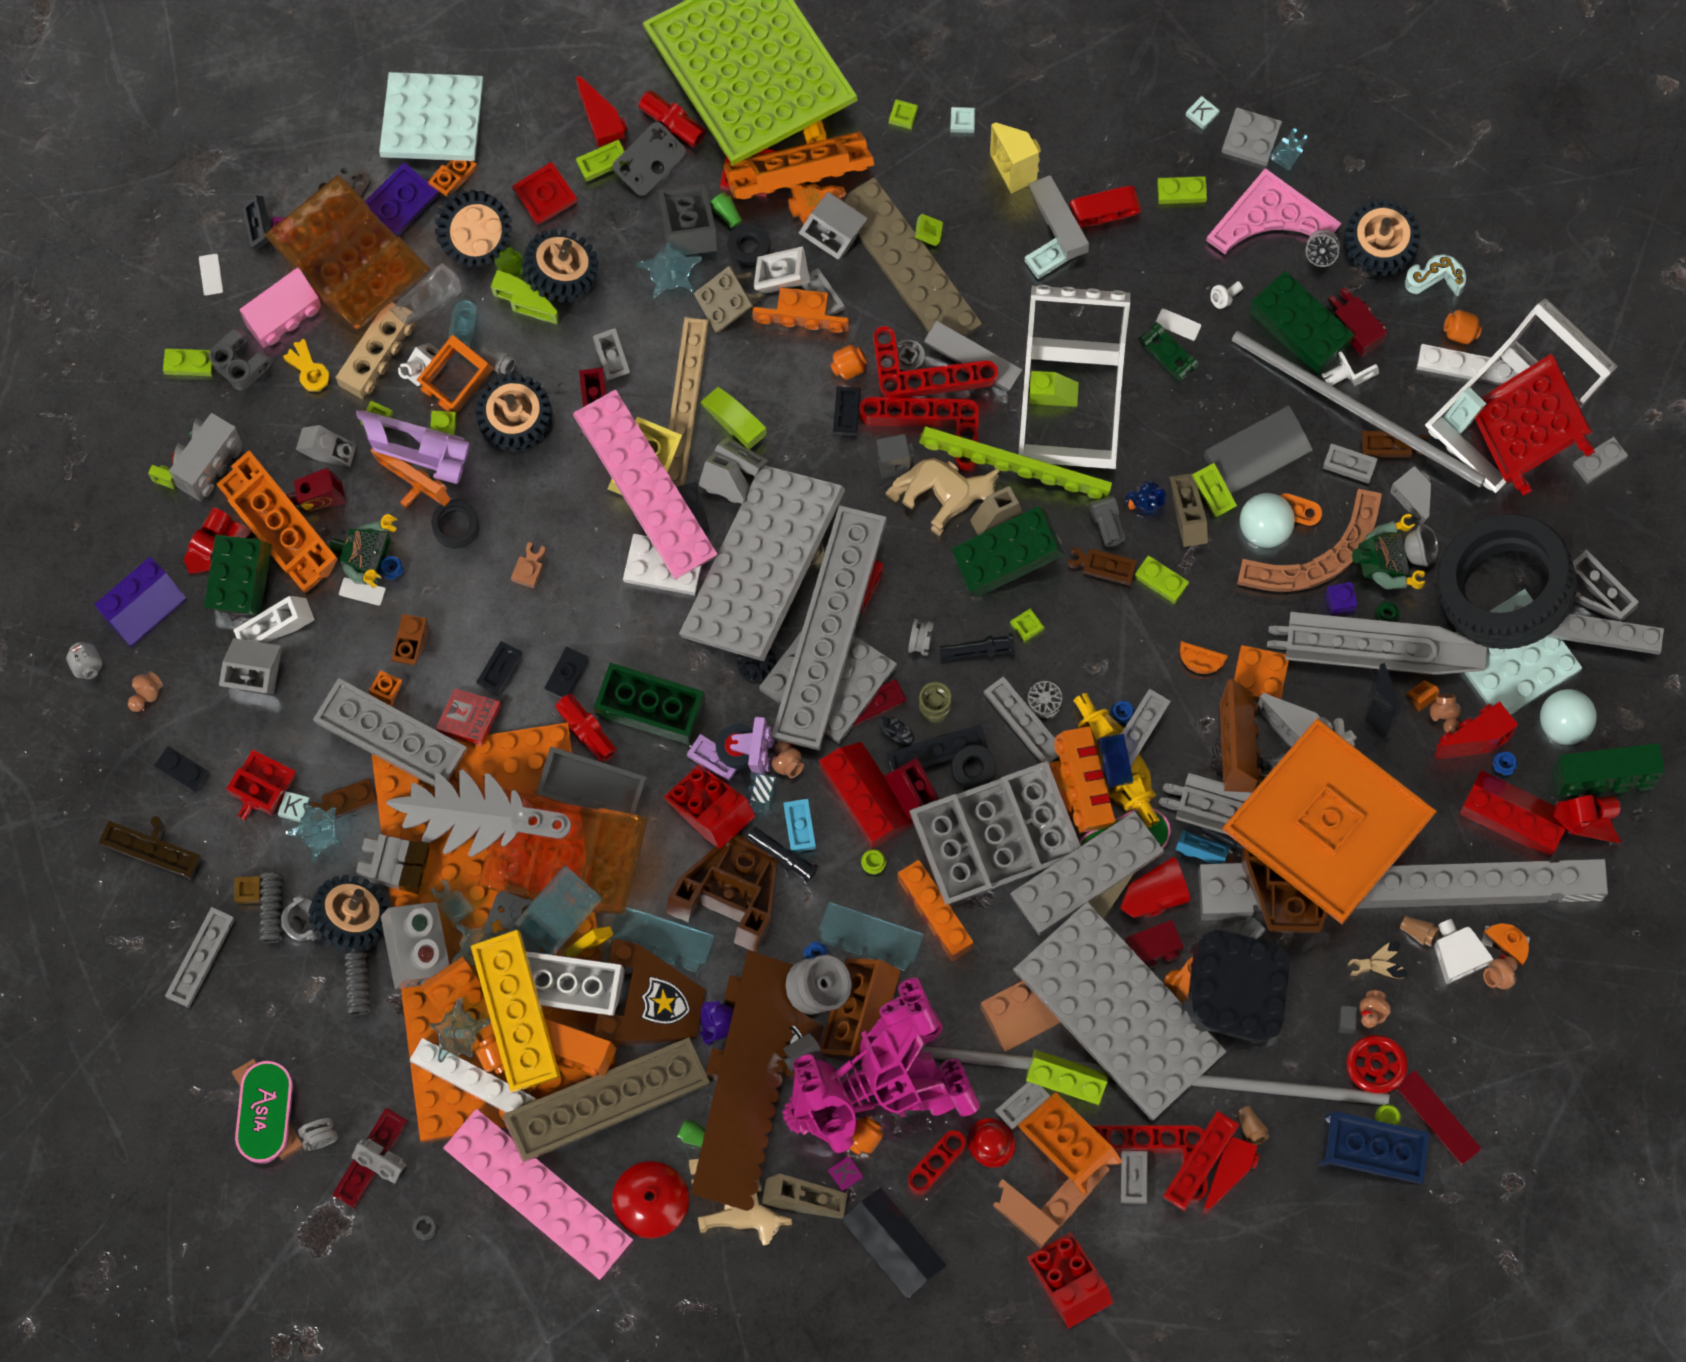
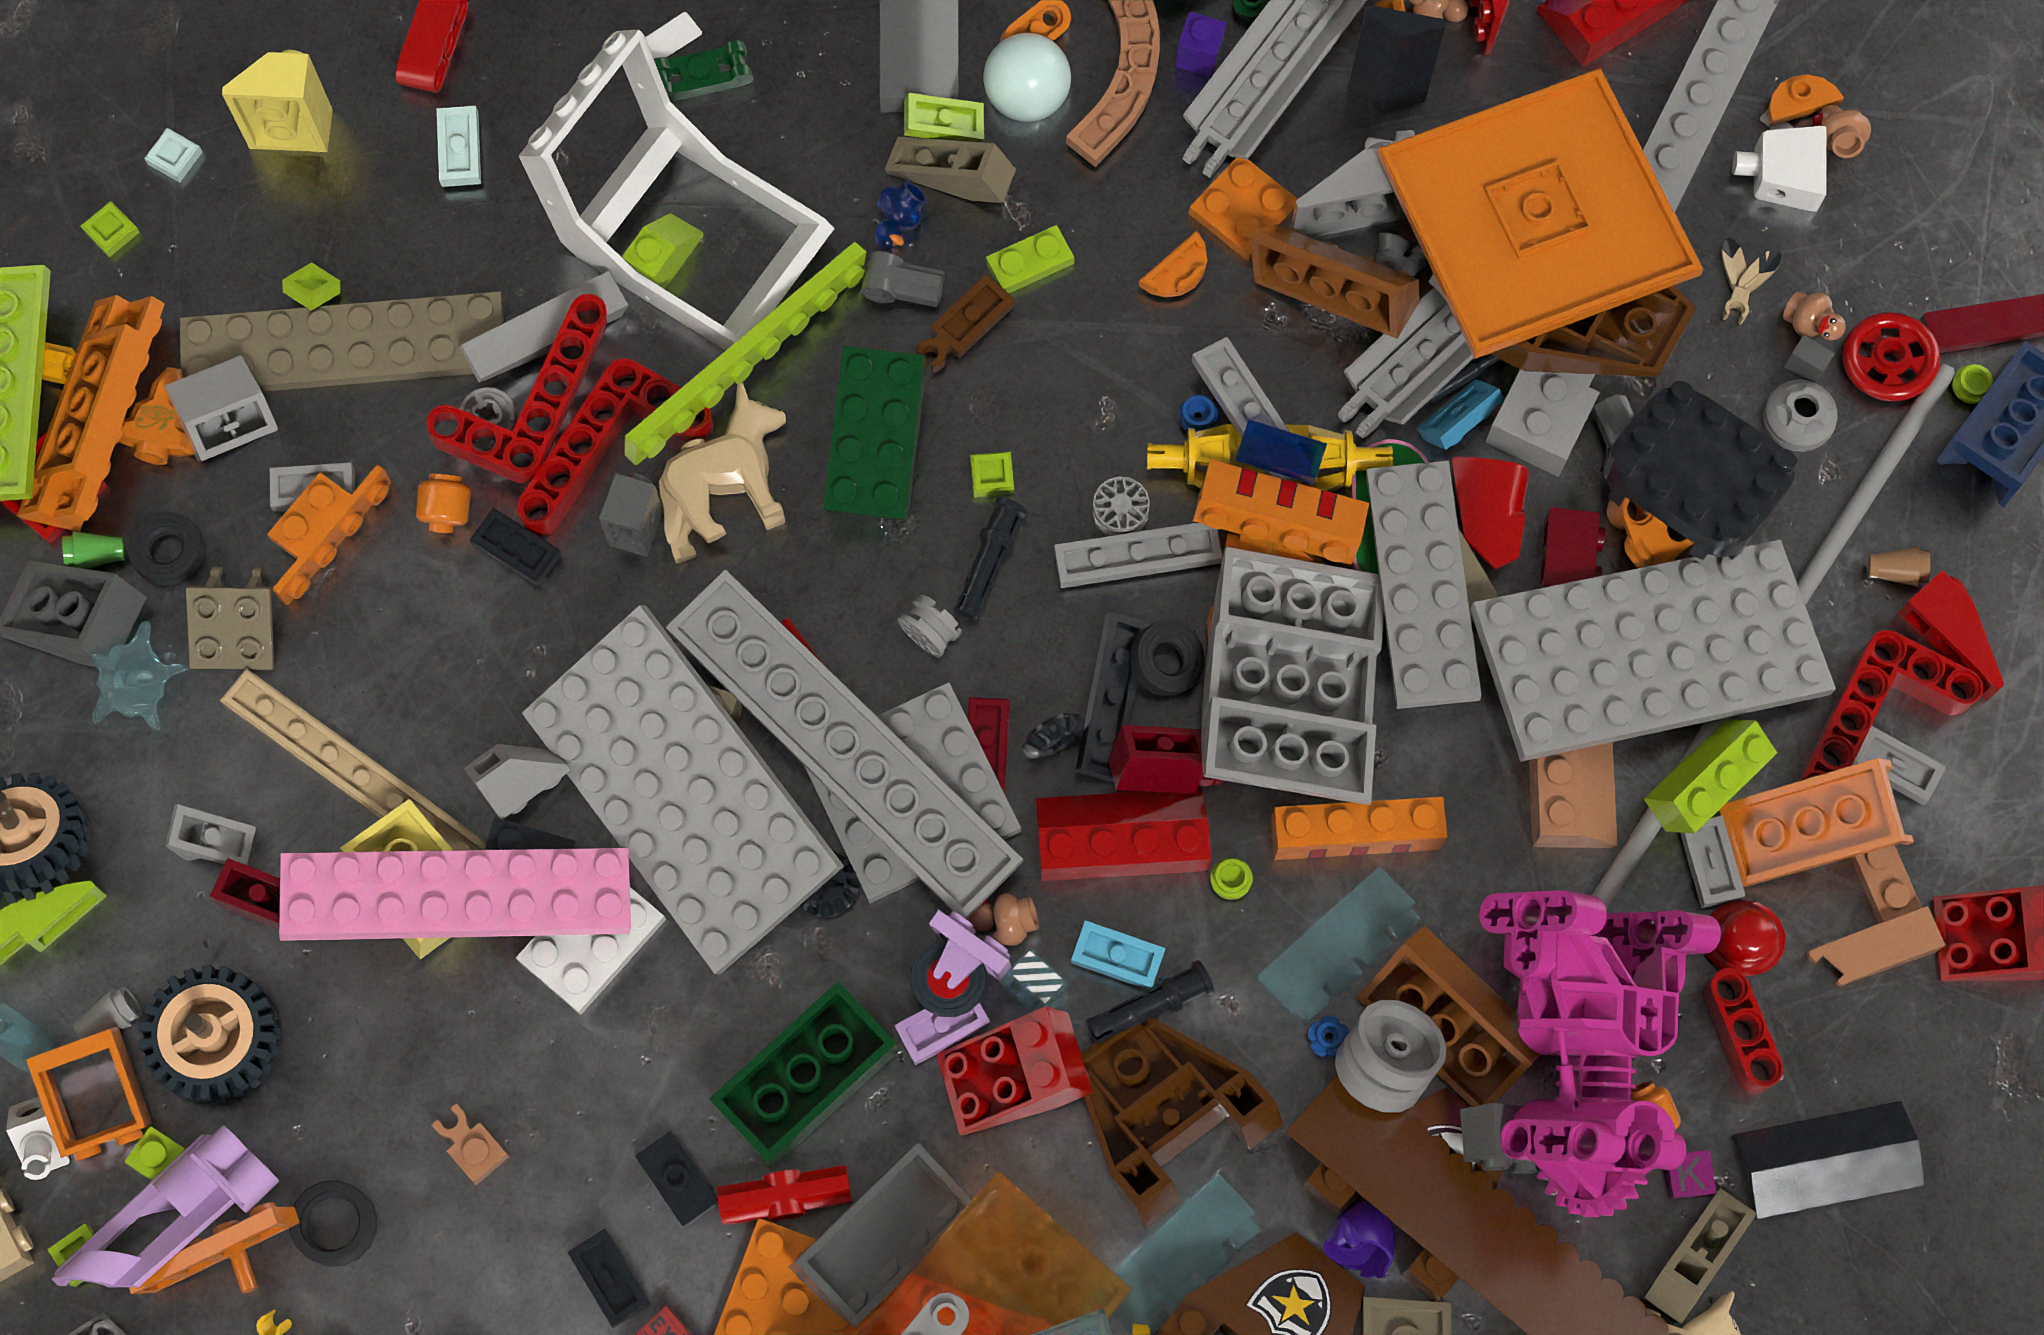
camera: 65 degrees left, 0 degrees up
(734, 417) = (424, 711): lime slope -> none
(746, 459) = (503, 727): light grey plate -> none
(782, 270) = (240, 518): white slope -> none
(935, 702) = (1040, 658): olive wheel -> none
(996, 510) = (804, 421): dark tan slope -> none
(1059, 217) = (405, 102): light grey slope -> none
(1201, 1160) = (1931, 656): red tile -> none
(1313, 1044) = (1789, 427): none -> light grey piece
(1420, 930) = (1730, 198): medium nougat cone -> none

